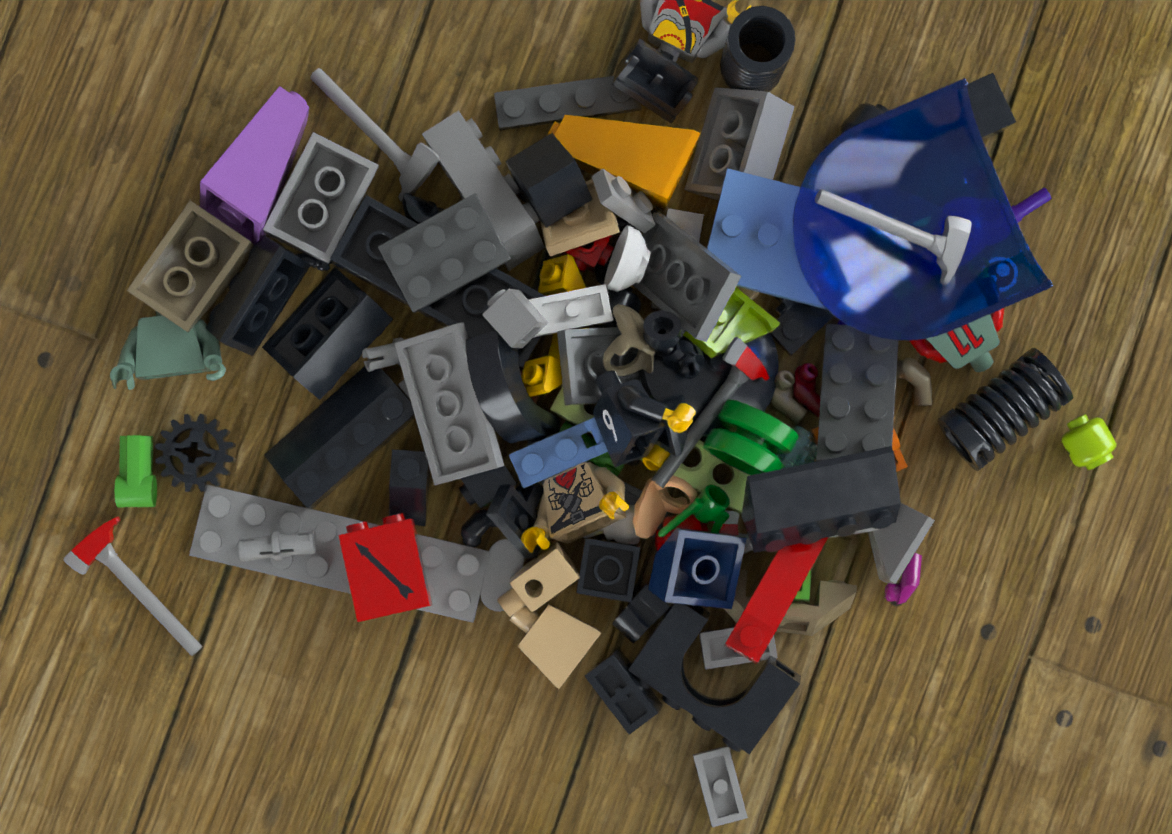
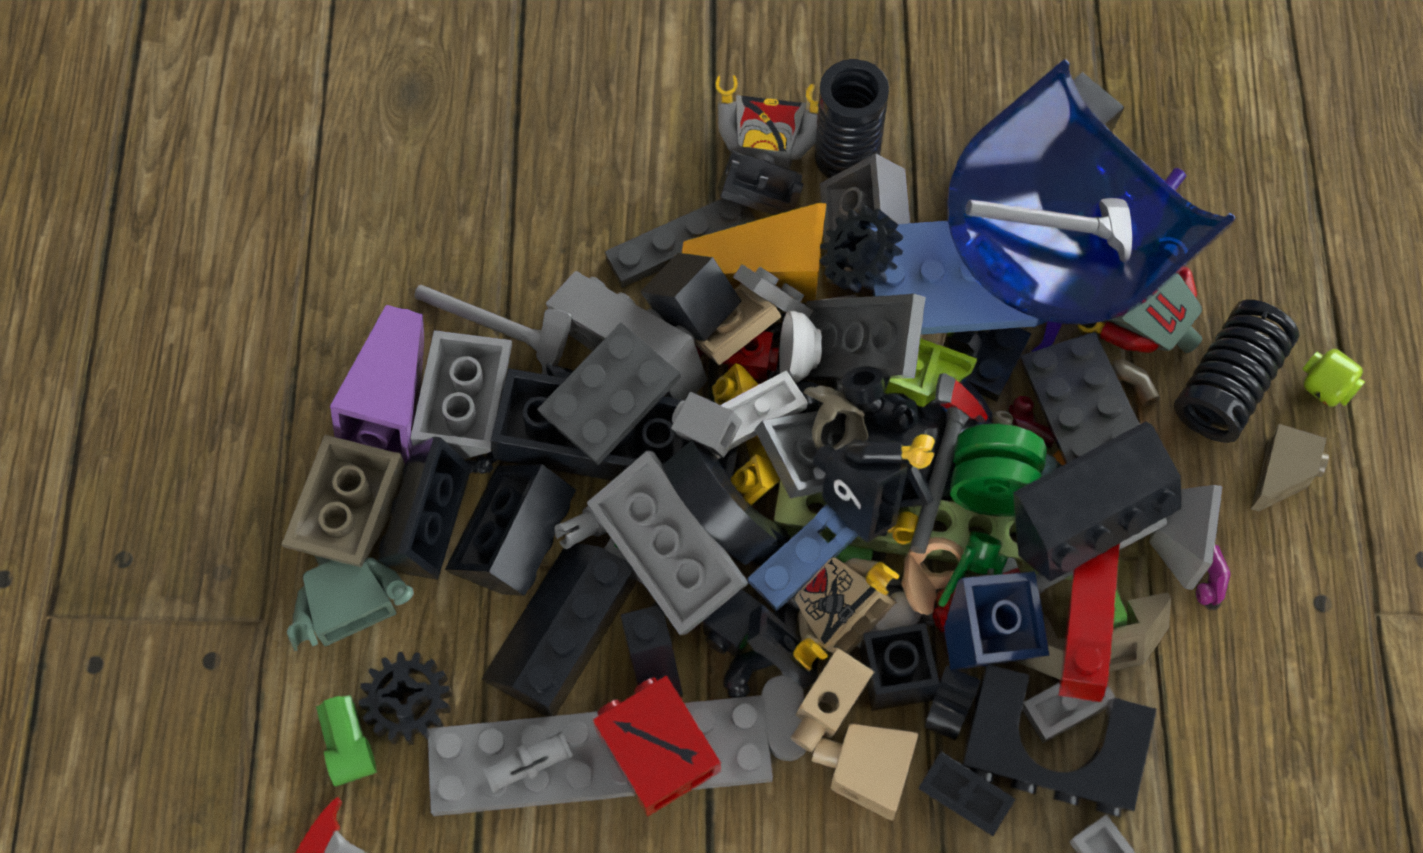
camera: 10 degrees left, 20 degrees down
(711, 195) = (861, 249): none -> black gear
(1012, 507) = (1288, 465): none -> dark tan slope

